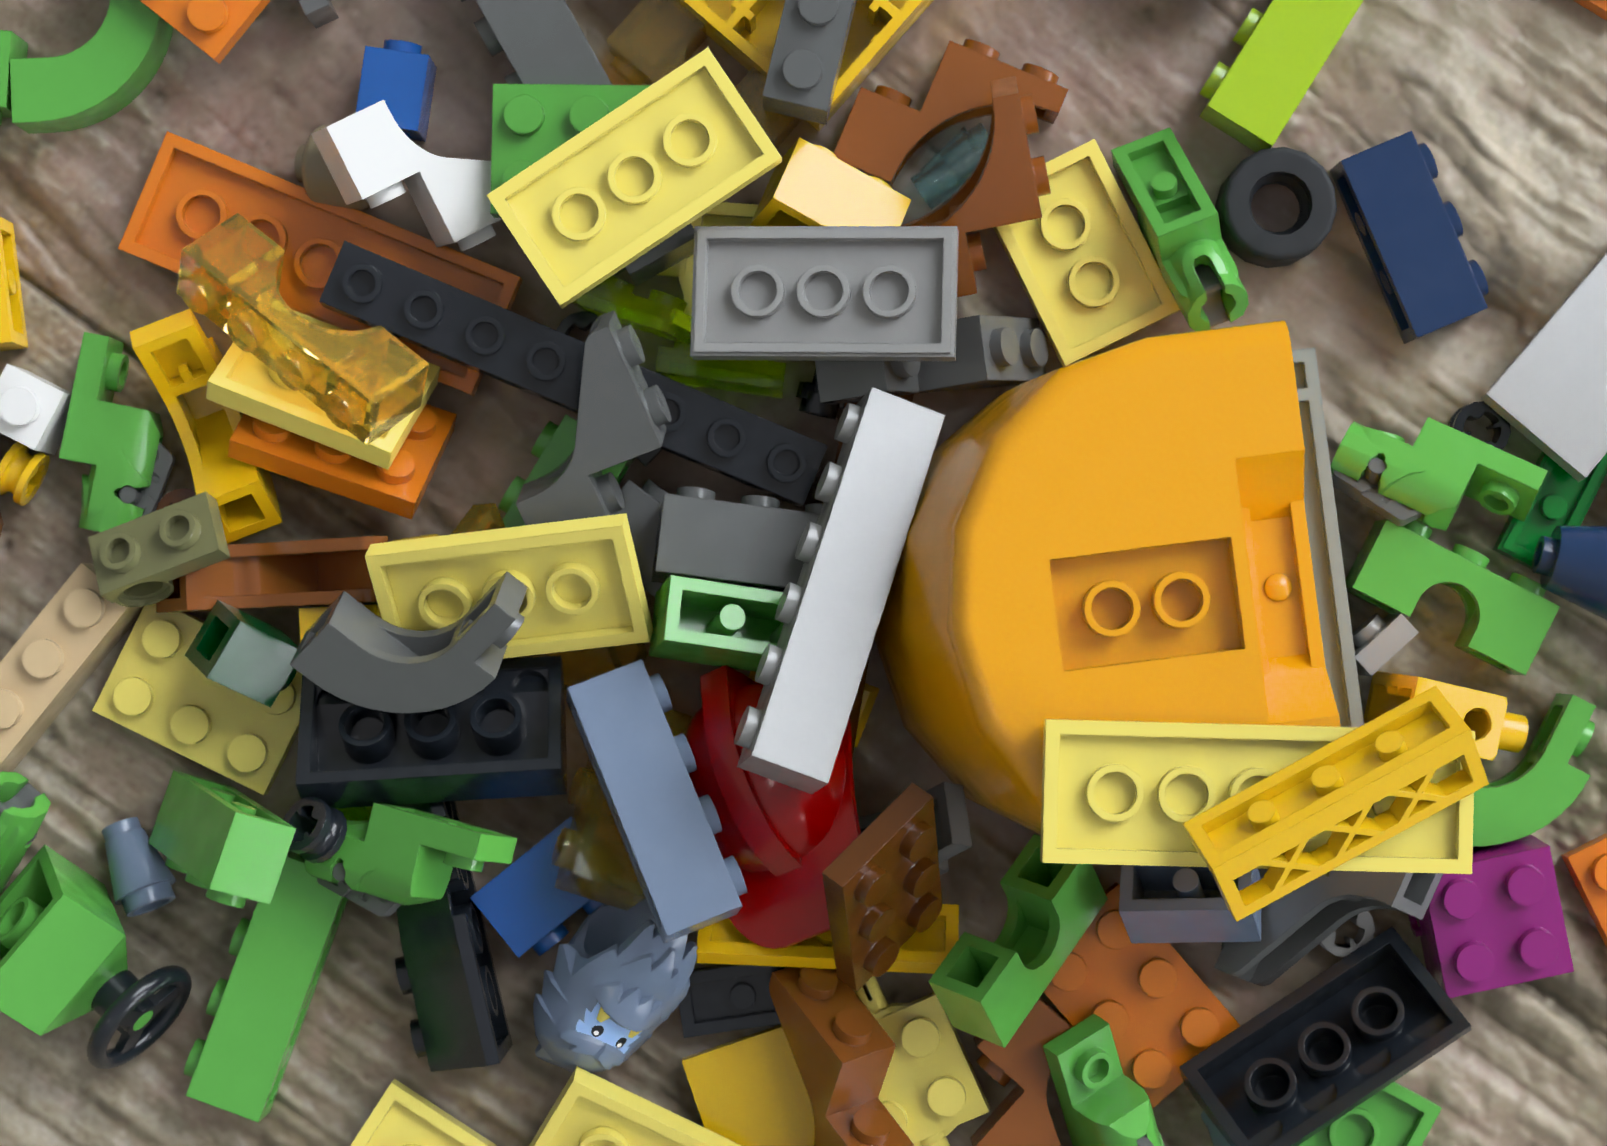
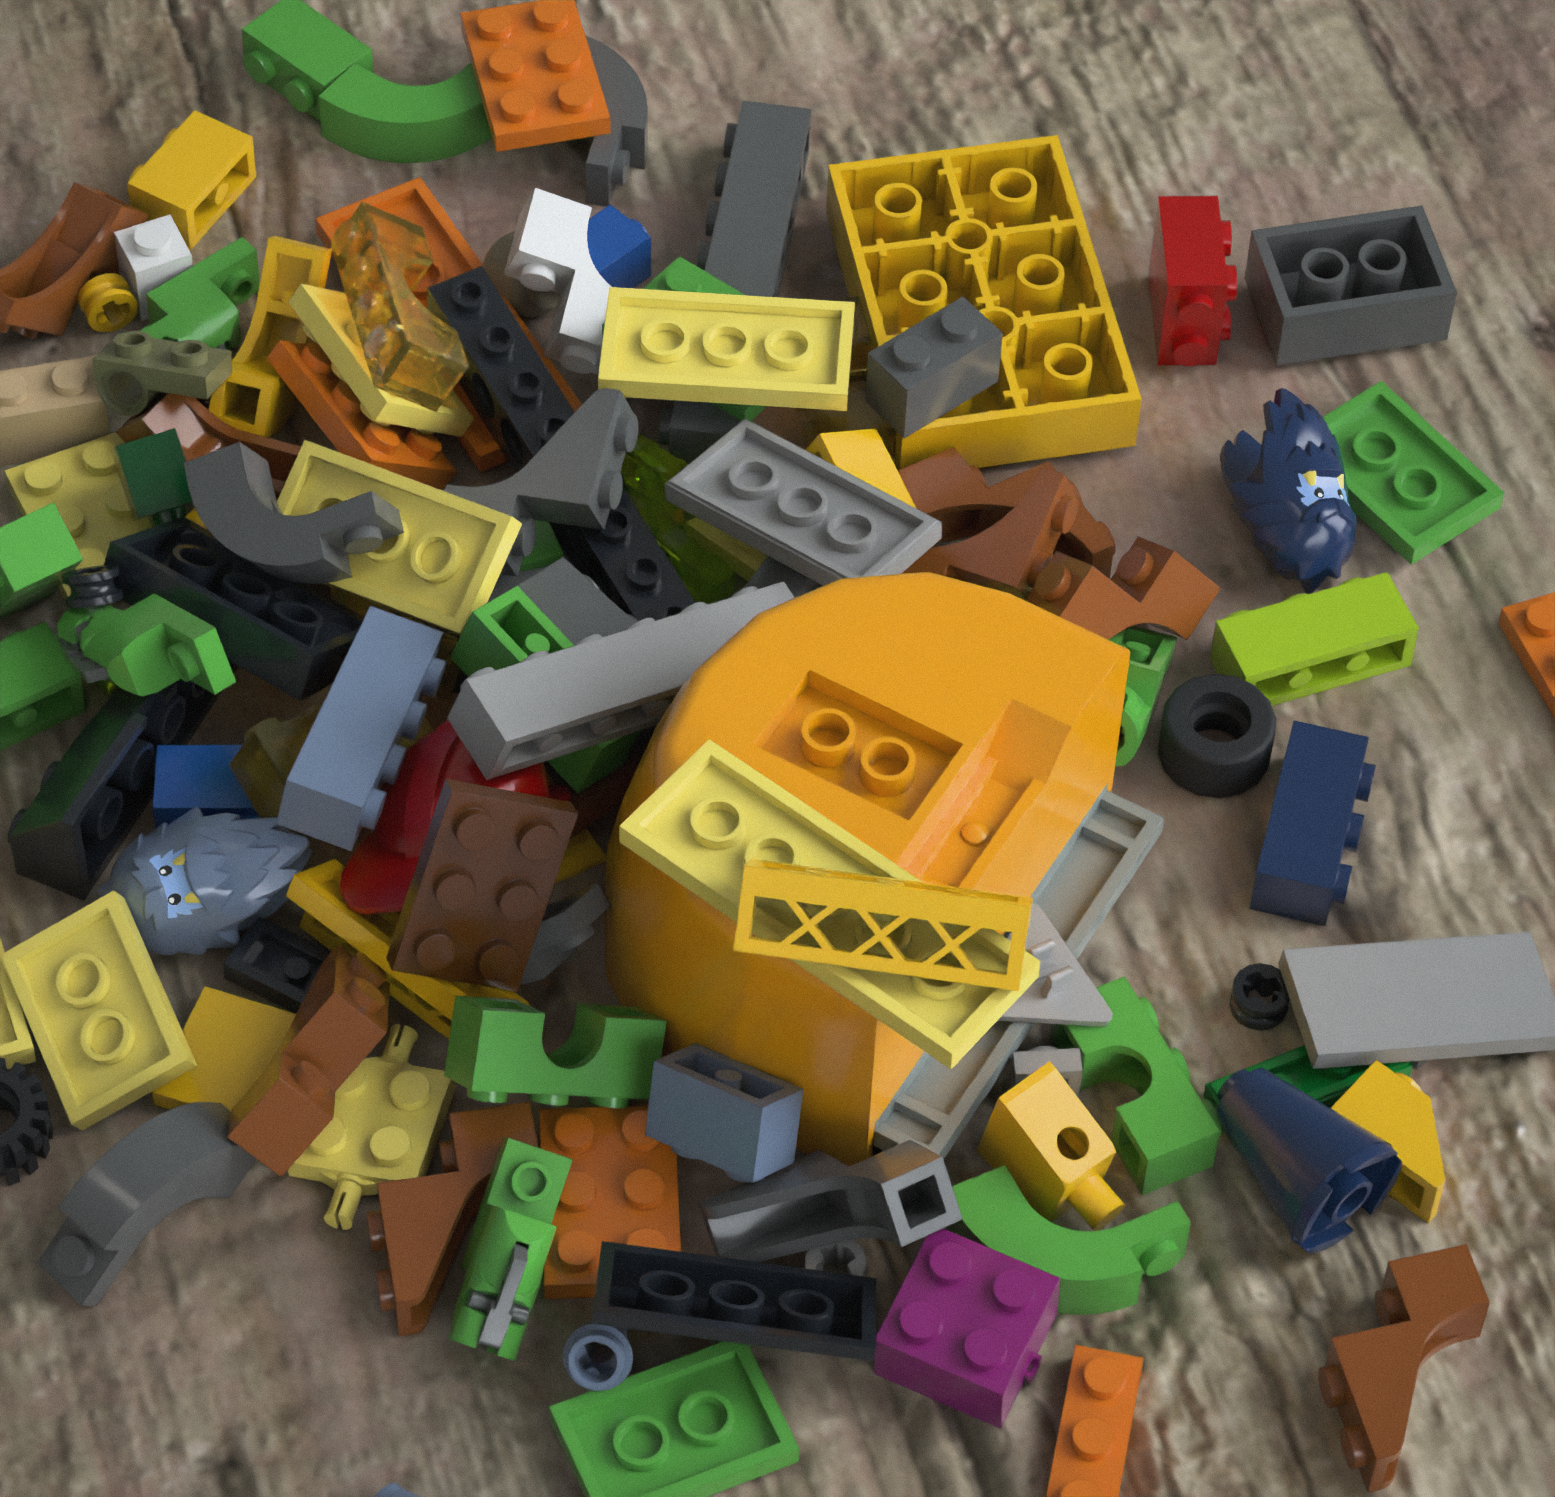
camera: 35 degrees right, 35 degrees down
(1103, 179) = (1147, 587): none -> dark orange arch
(1349, 584) = (1063, 988): none -> light grey piece
(1432, 475) = (1193, 979): bright green plate -> none

